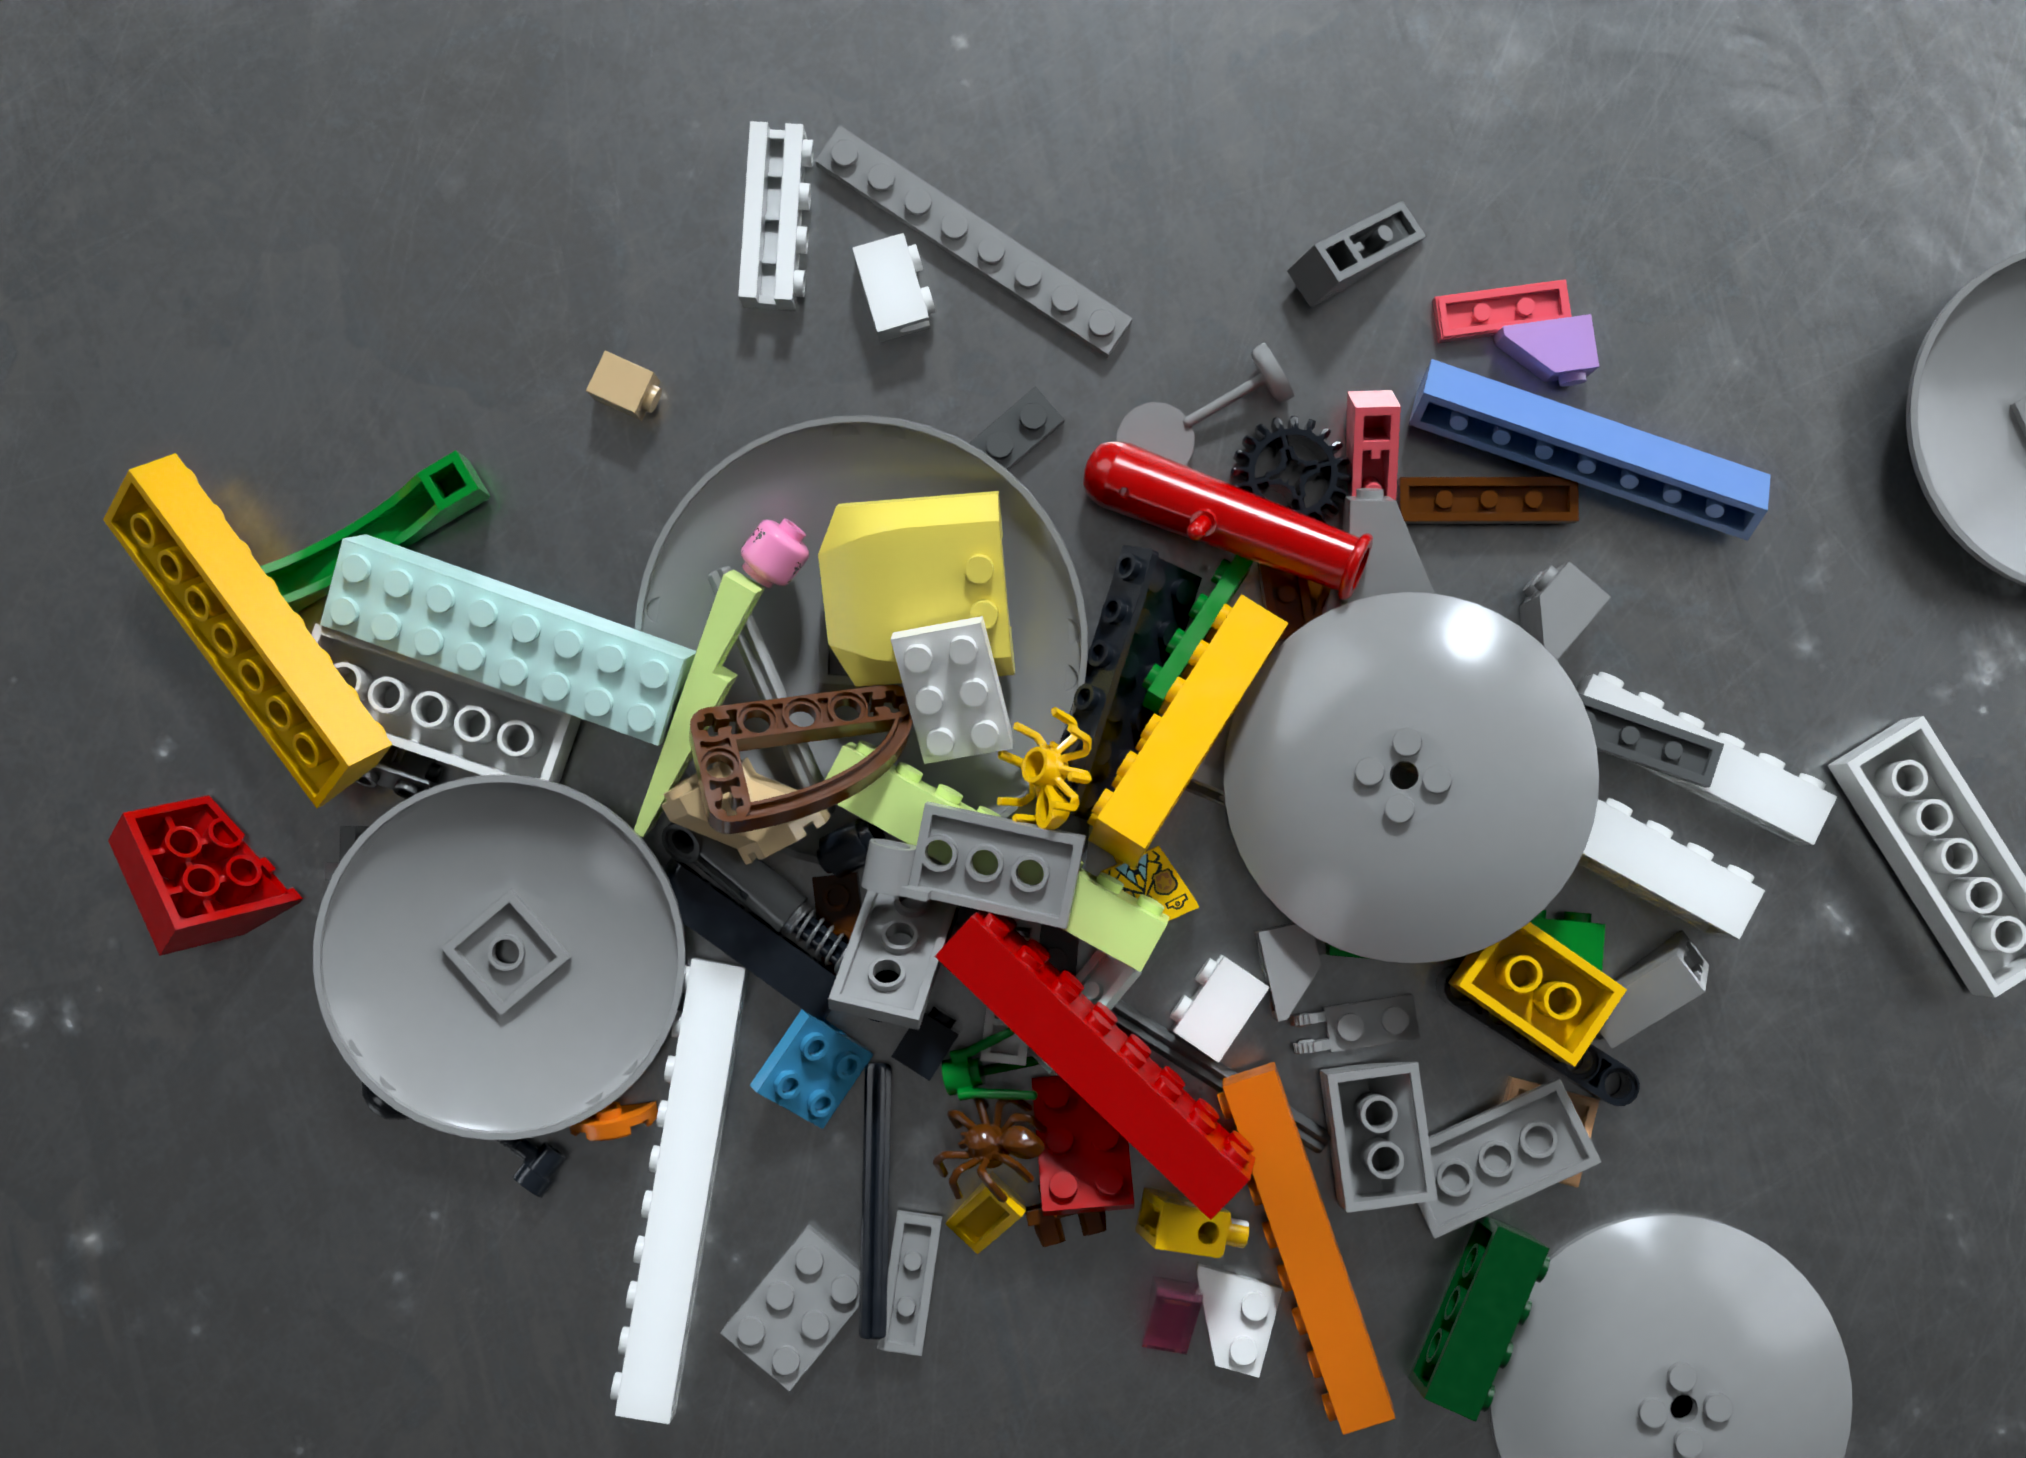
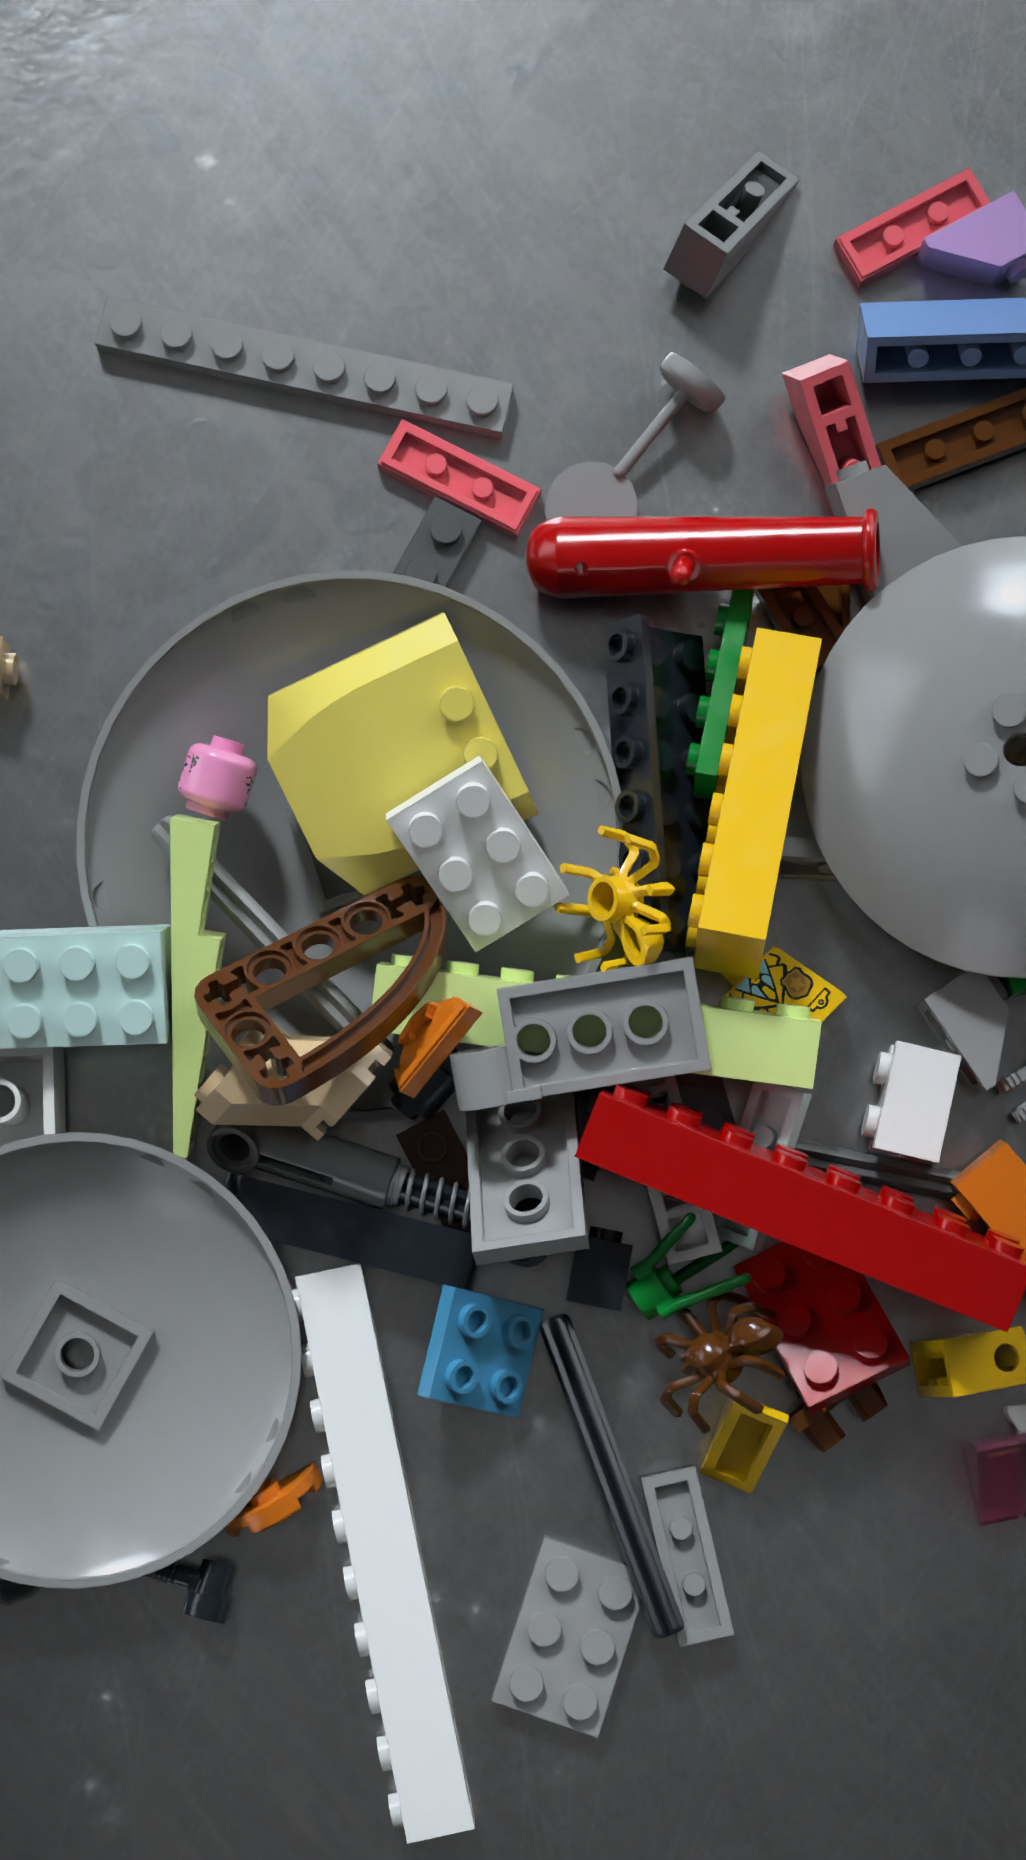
camera: 20 degrees left, 5 degrees down
(773, 217) = (72, 421): white brick -> none
(859, 822) = (430, 1039): none -> orange plate
(892, 286) = (235, 447): white brick -> none
(1060, 378) = (459, 478): none -> coral tile
(1287, 457) = (735, 452): black gear -> none

